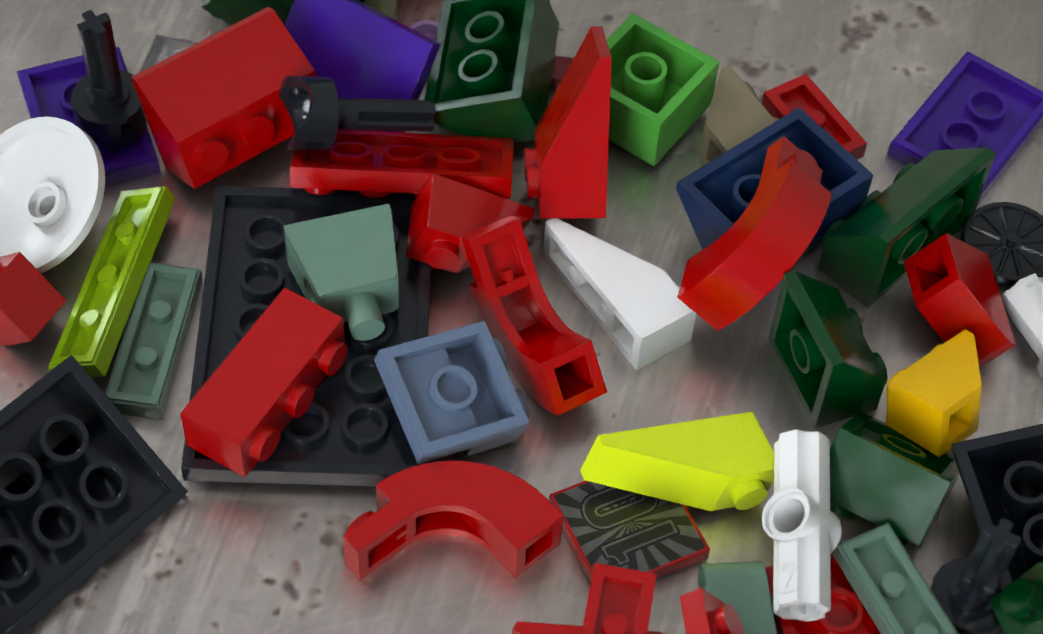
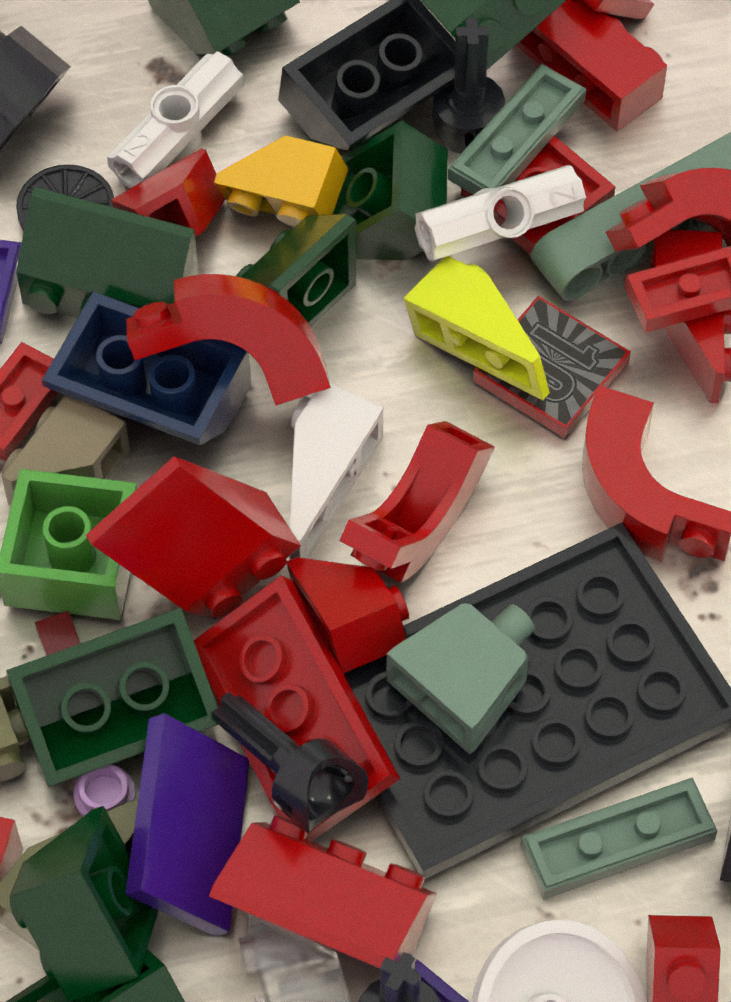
camera: 115 degrees left, 5 degrees up
(114, 279) = (602, 898): lime tile -> none
(265, 382) = (632, 669): red brick -> none
(453, 392) = (532, 526): sand blue plate -> none

